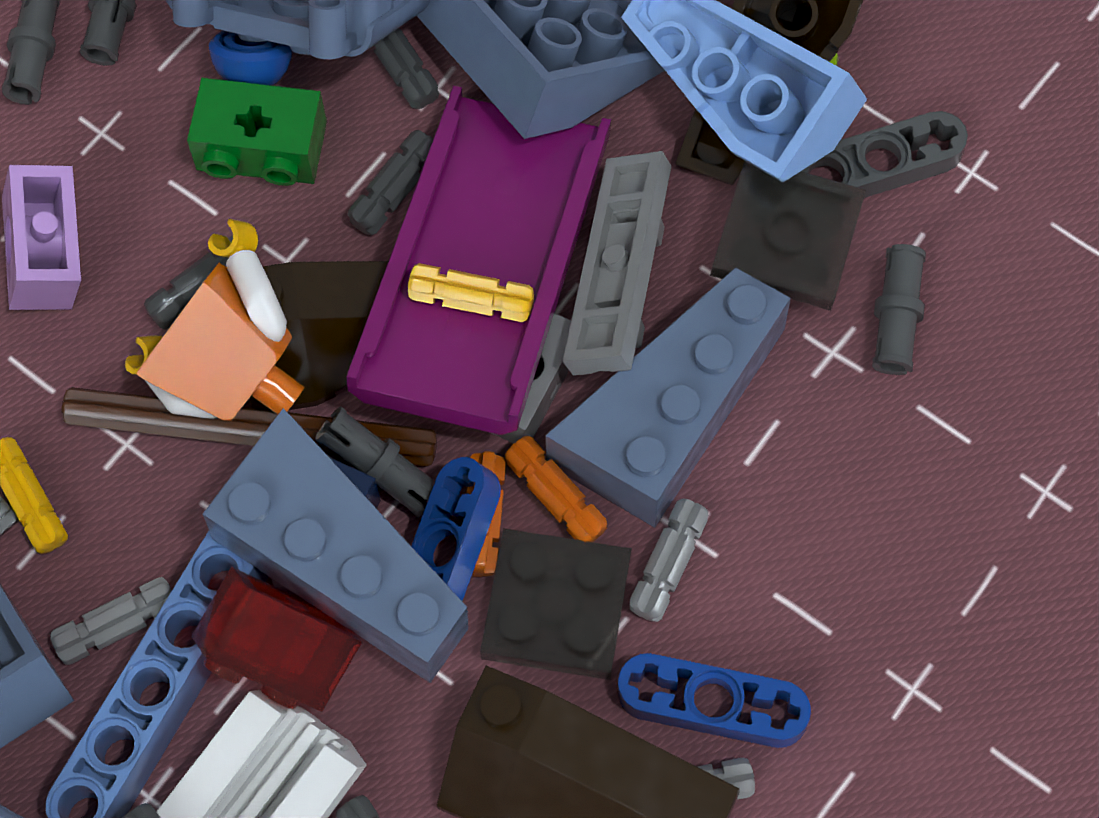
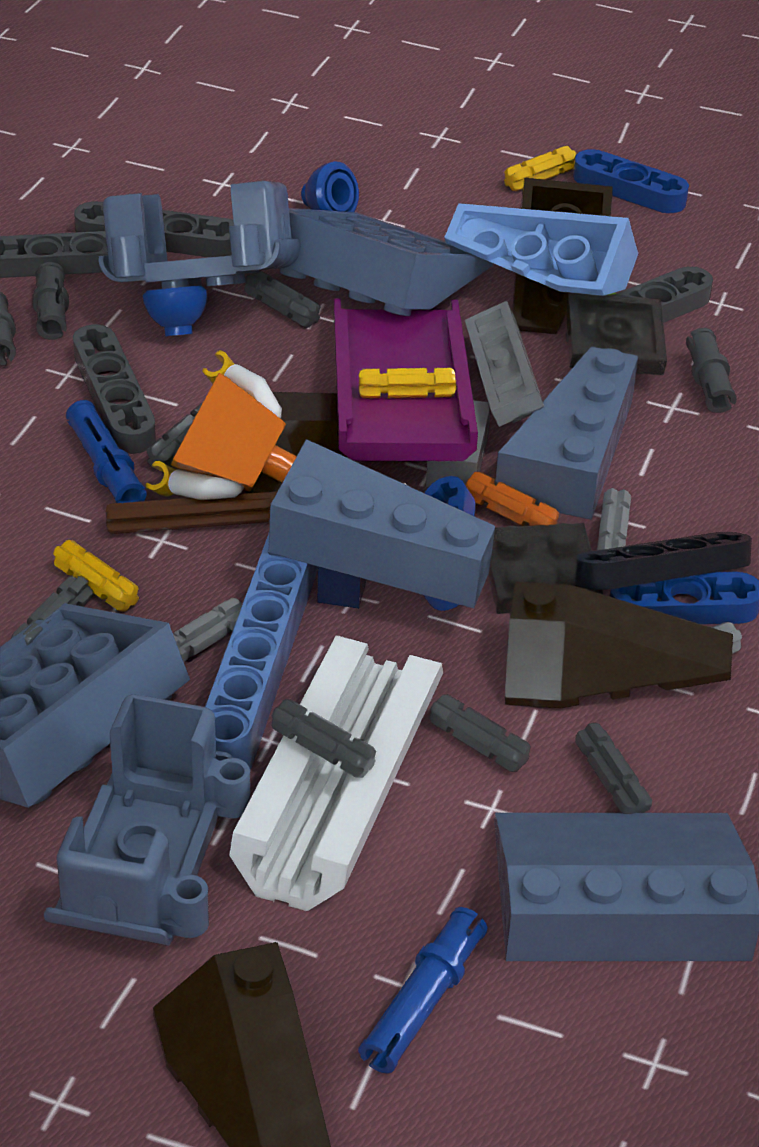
camera: 20 degrees left, 25 degrees down
(41, 237) = (54, 418): lavender brick -> none
(96, 319) = (105, 454): none -> blue pin
(139, 176) = (114, 387): none -> dark grey beam
(257, 131) = (186, 341): green brick -> none
(274, 641) = (345, 594): clear red brick -> none
(391, 184) = (309, 361): dark grey axle -> none
(775, 640) = (662, 560): none -> black beam

